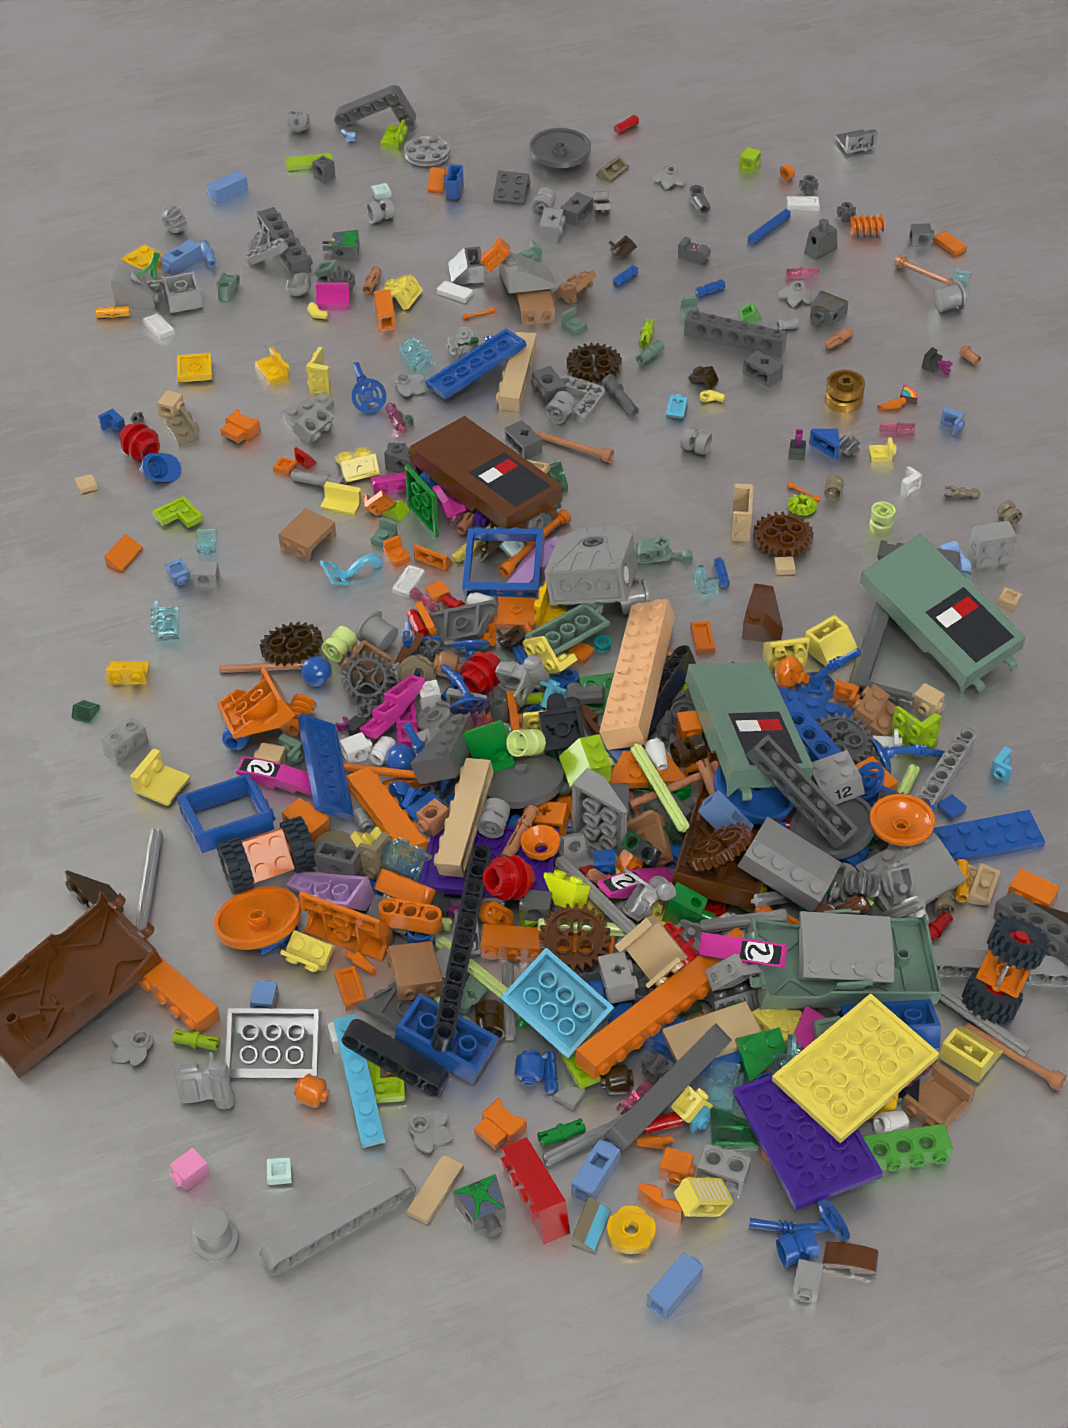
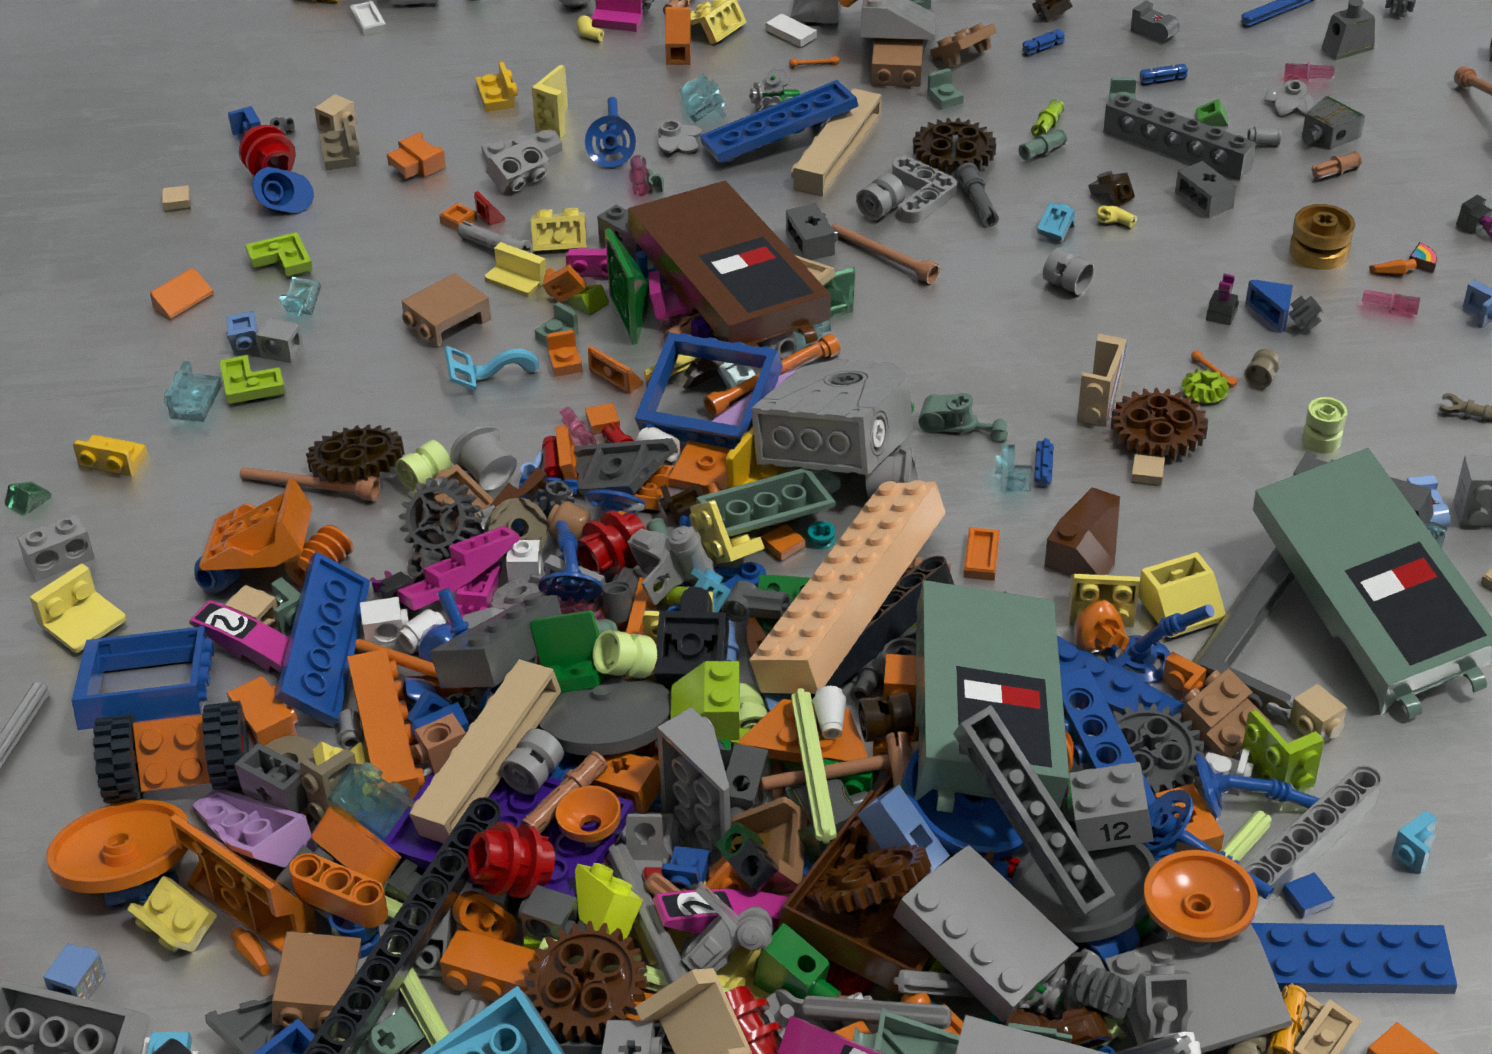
camera: 15 degrees right, 5 degrees down
(194, 367) = (390, 74): yellow plate -> none
(195, 609) = (245, 385): none -> lime plate
(316, 671) = (374, 498): blue hair -> none
(349, 987) = (217, 985): orange tile -> none
(408, 580) = (570, 393): white tile -> none
(547, 383) = (873, 160): dark grey brick -> none
(866, 224) = (1426, 21): orange piece -> none
(882, 453) = (1355, 332): light yellow bracket -> none
(911, 482) = (1389, 381): white bracket -> none

